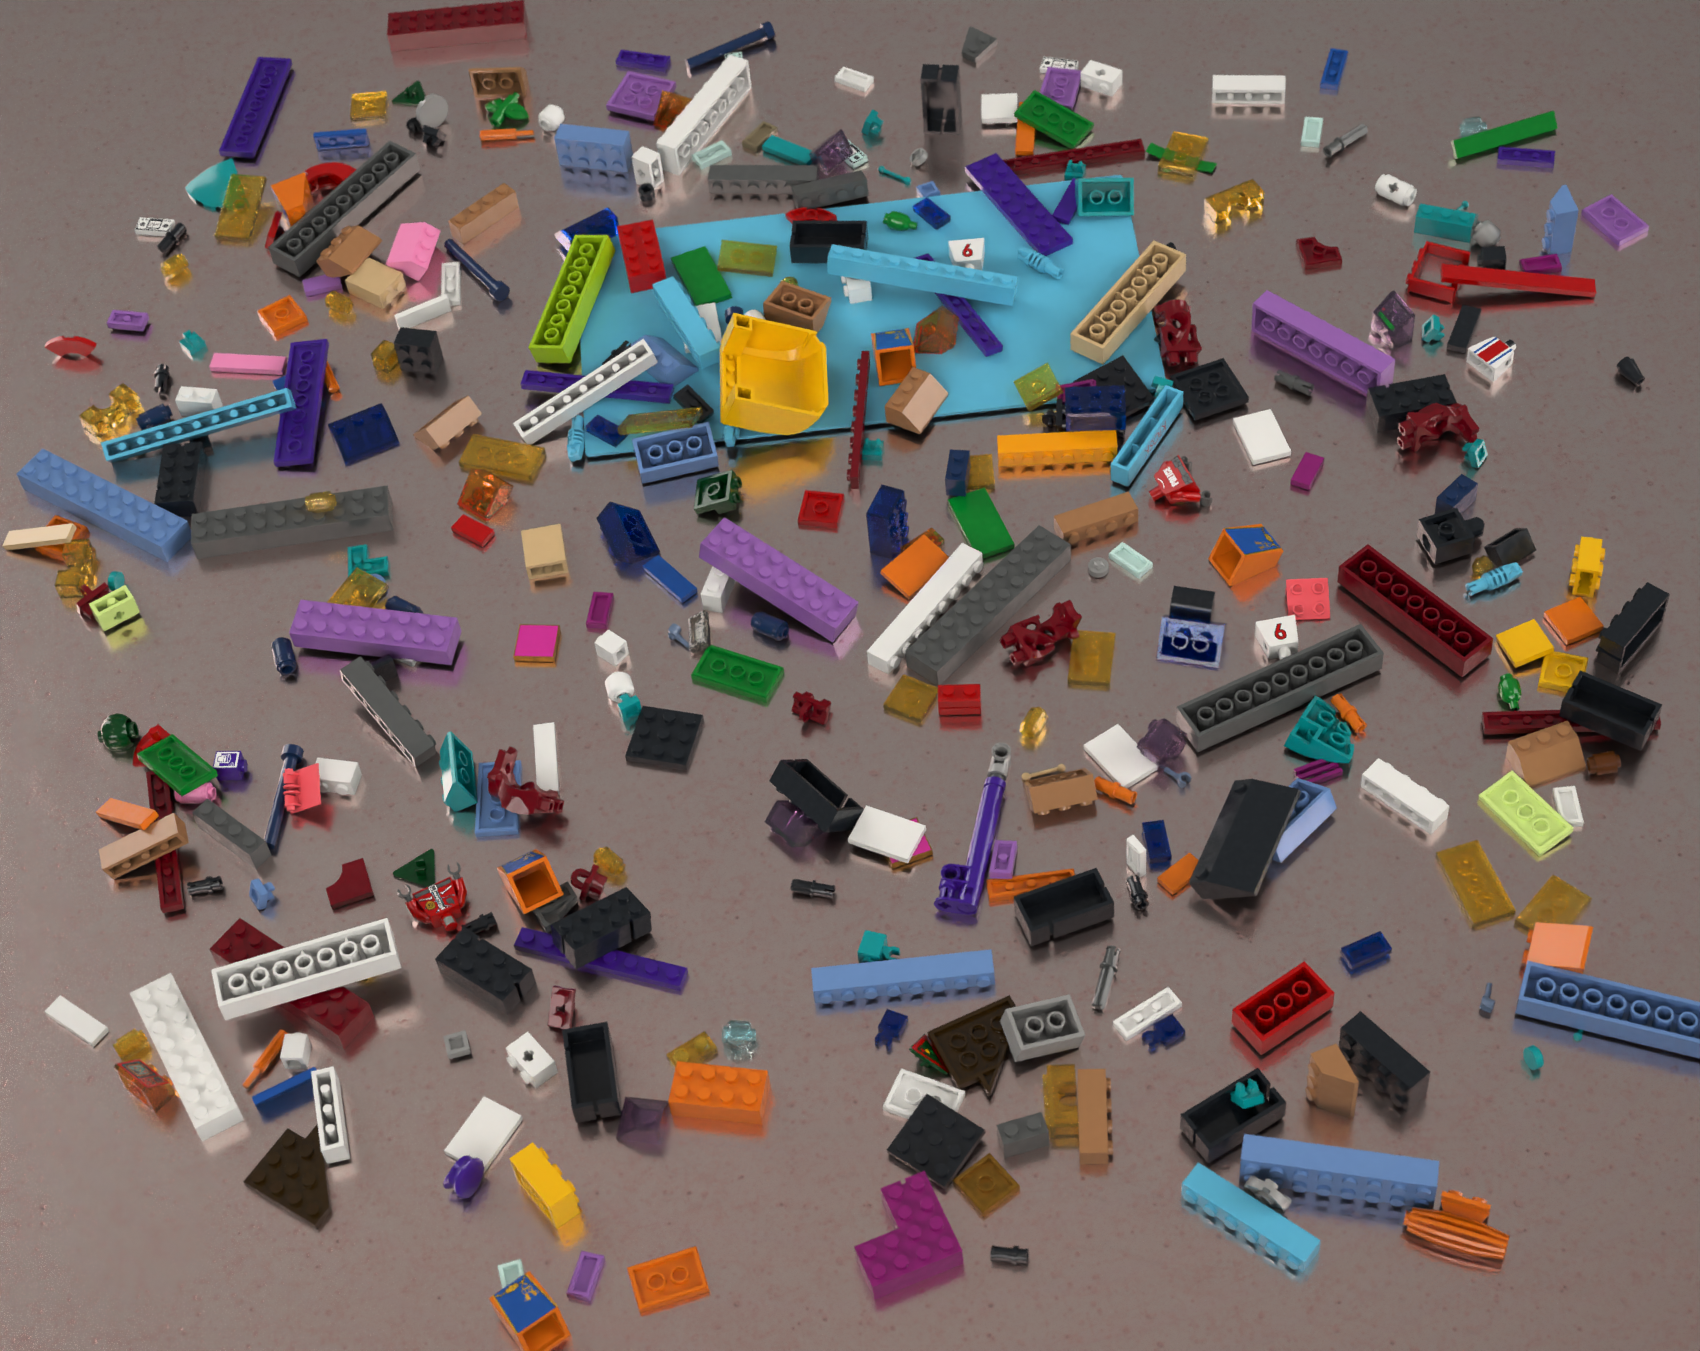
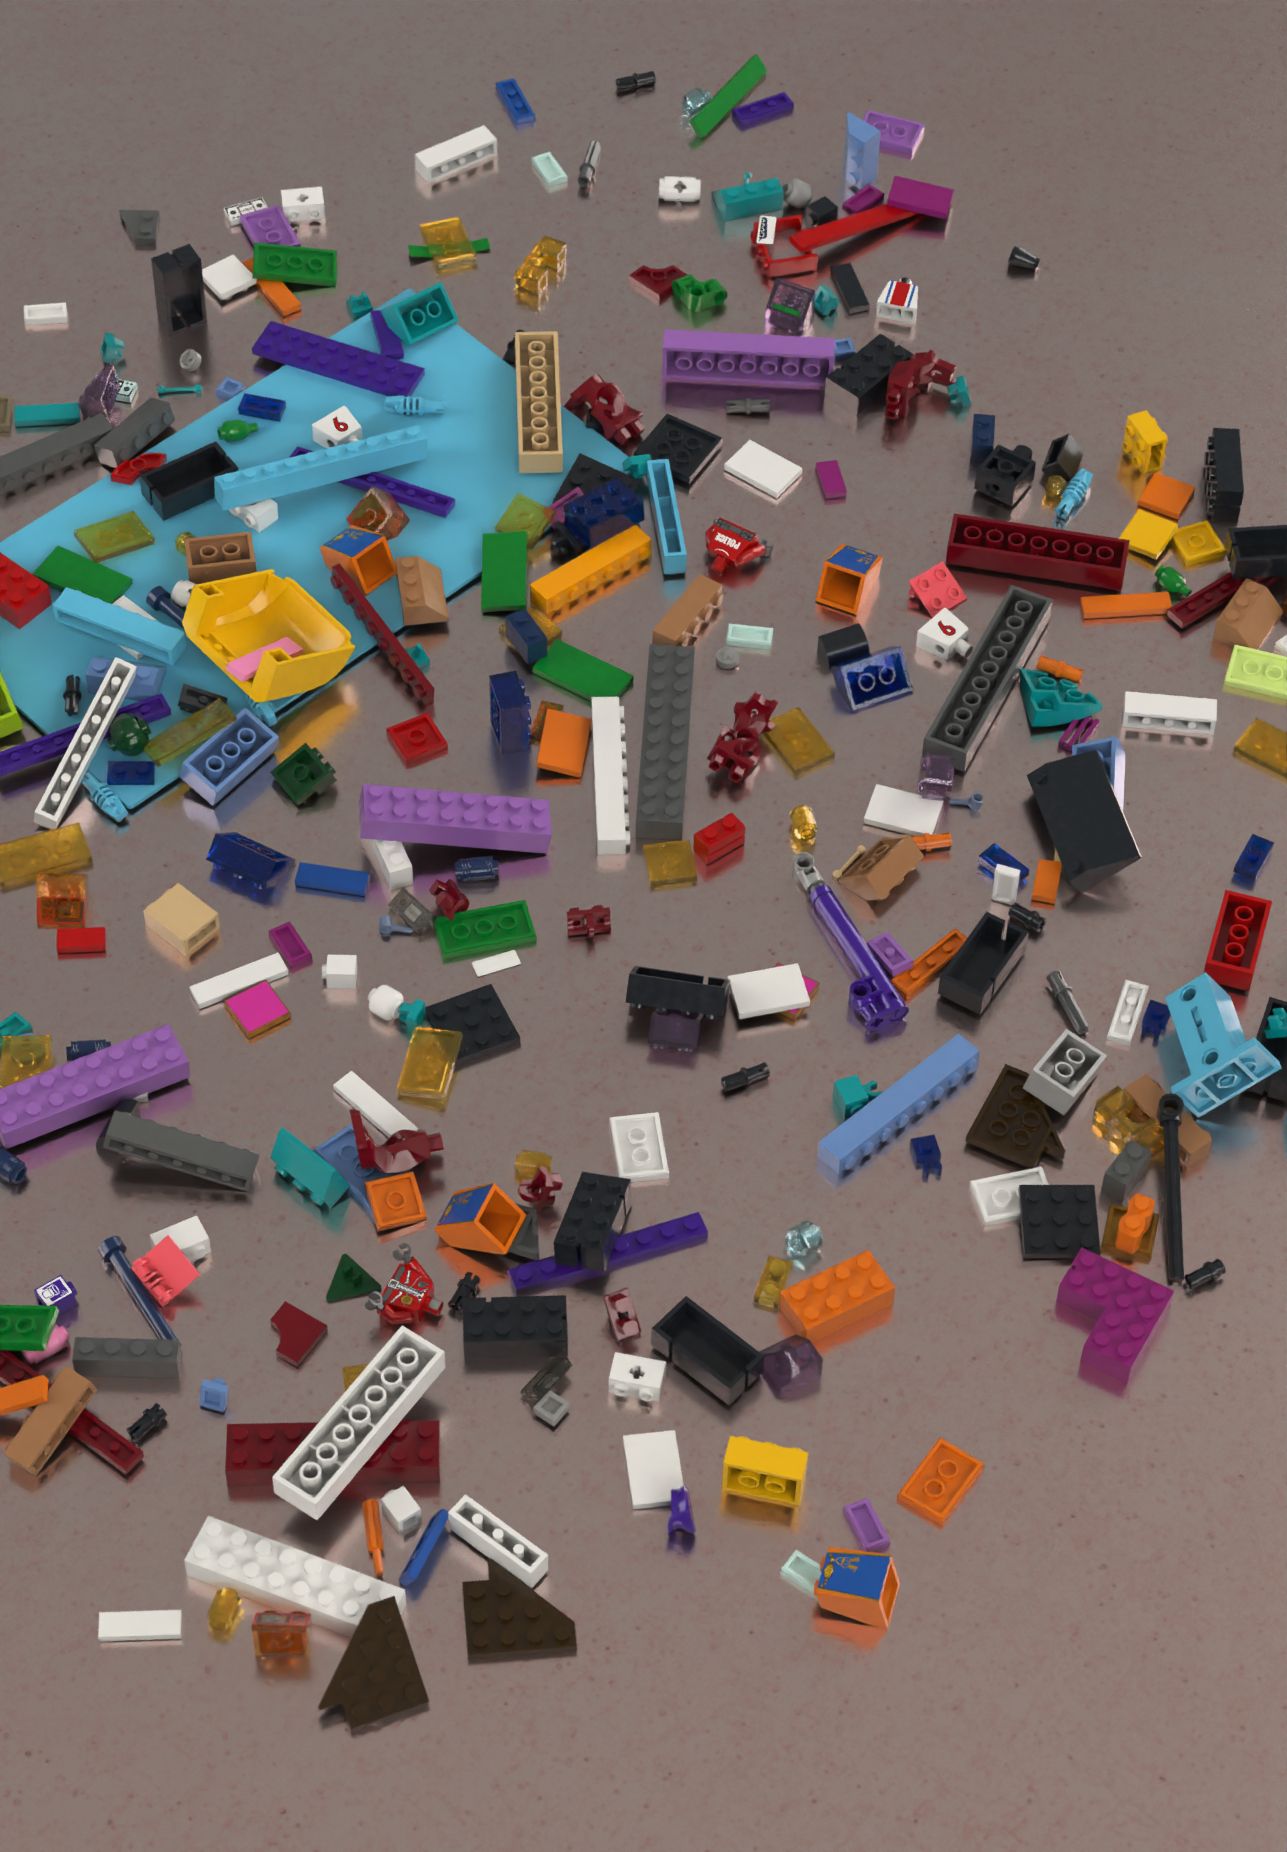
camera: 45 degrees left, 0 degrees up
(173, 1150) = (377, 1669): none -> dark brown wing
(472, 1021) = (546, 1378): none -> clear smoke tile
(494, 832) = (395, 1201): none -> orange tile
(543, 615) = (238, 980): none -> white tile
(607, 747) = (429, 1063): none -> clear yellow tile
(625, 401) = (129, 734): none -> dark green plant
(693, 895) = (639, 1147): none -> white tile
(724, 702) = (496, 963): none -> white sticker
(726, 634) = (449, 898): none -> dark red hips
(772, 394) = (247, 666): none -> bright pink tile
(925, 1050) = (983, 1154): piece -> none
(984, 1179) = (1134, 1223): none -> orange brick
(990, 417) = (504, 571): none -> green tile
(1044, 1166) = (1170, 1122): none -> black piece
(1087, 155) = (355, 284): dark red tile -> none
(1171, 1077) = (1214, 1047): none -> medium azure brick
(1336, 279) = (699, 295): none -> green piece
(1412, 372) = (843, 349): none -> medium blue tile
(1430, 251) = (766, 229): none -> white sticker
(1442, 92) = (636, 80): none -> black axle
(1454, 690) = (1125, 605): none -> orange tile
(1586, 282) = (920, 197): none -> magenta tile

